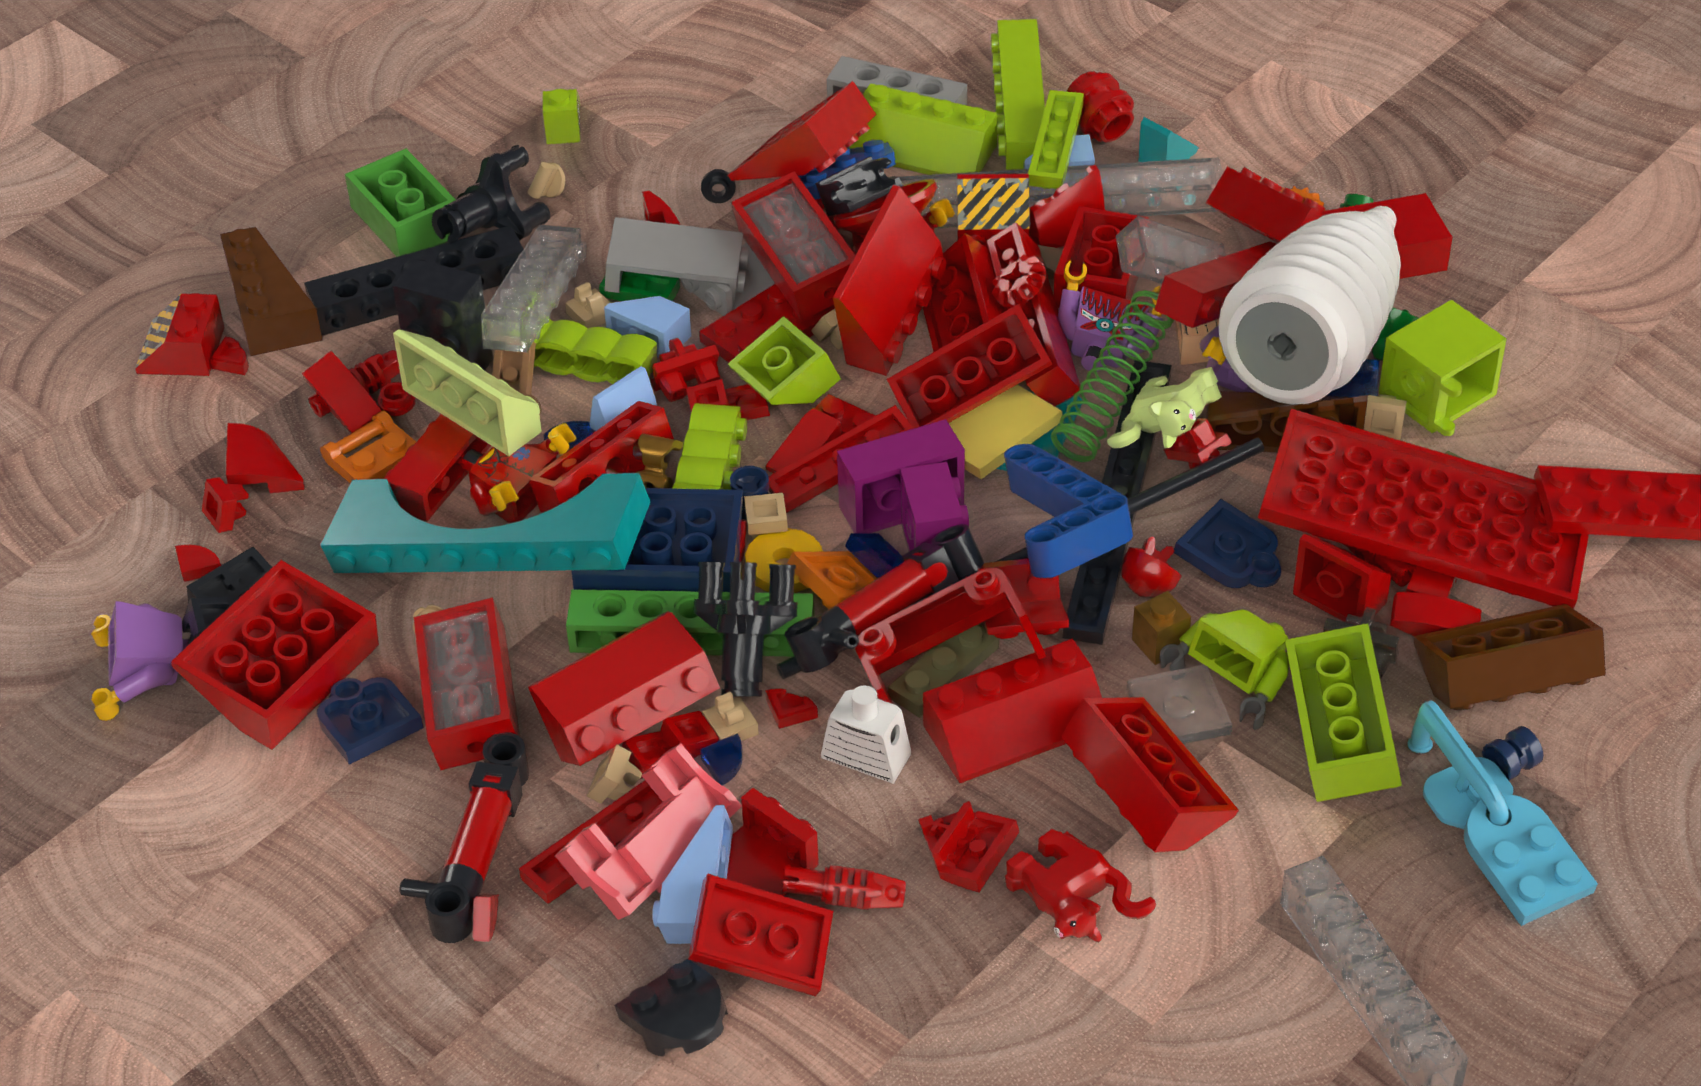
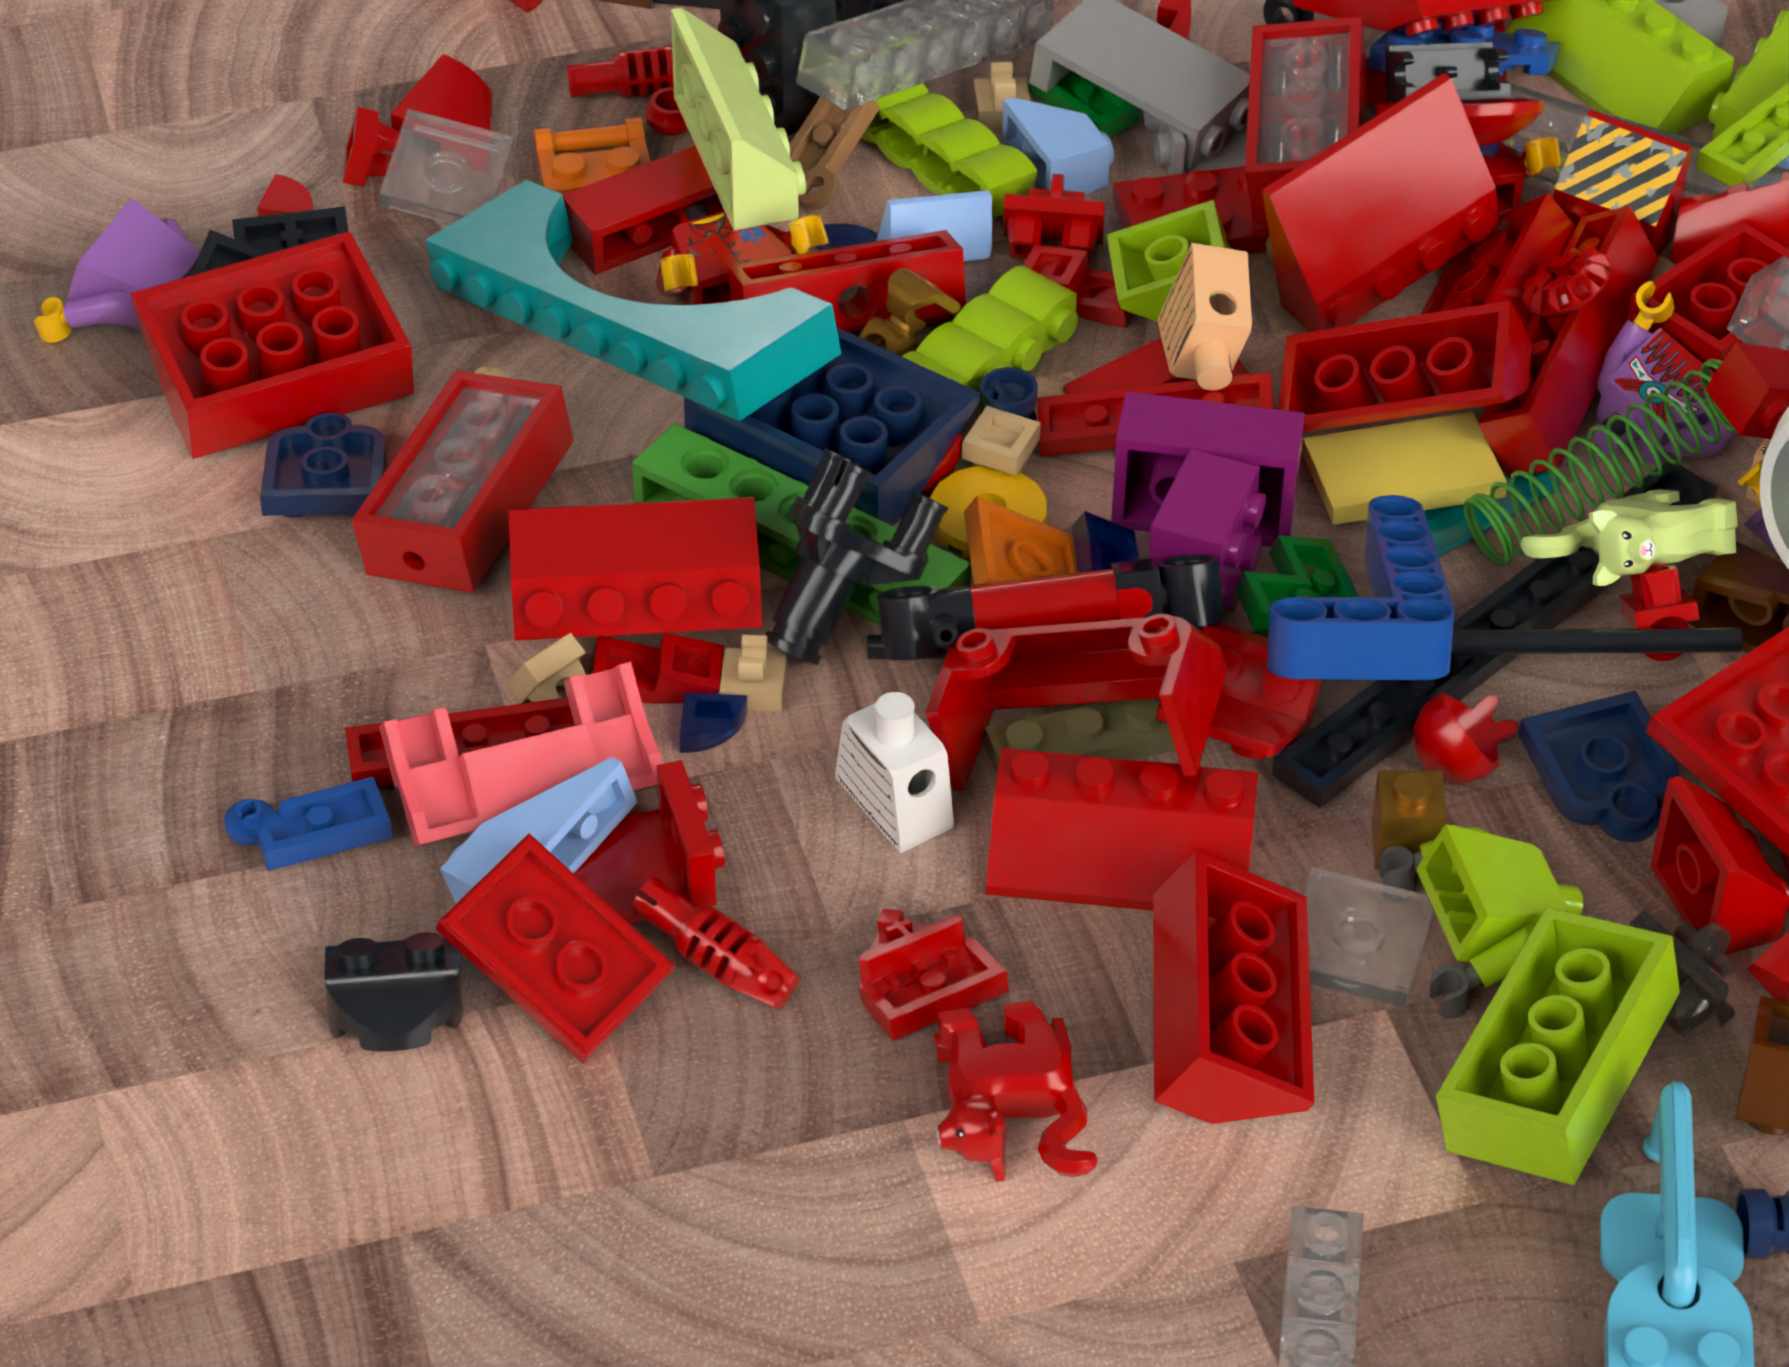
camera: 30 degrees right, 0 degrees up
(288, 496) = (444, 168): none -> clear tile
(341, 392) = (602, 71): red slope -> none
(484, 916) = (265, 765): tile -> none
(493, 797) = (394, 626): black piece -> none
(543, 936) = (311, 823): none -> blue hinge
(790, 708) = (839, 693): red tile -> none
(839, 387) = (1205, 331): none -> light nougat torso
(1000, 523) = (1305, 570): none -> green plate

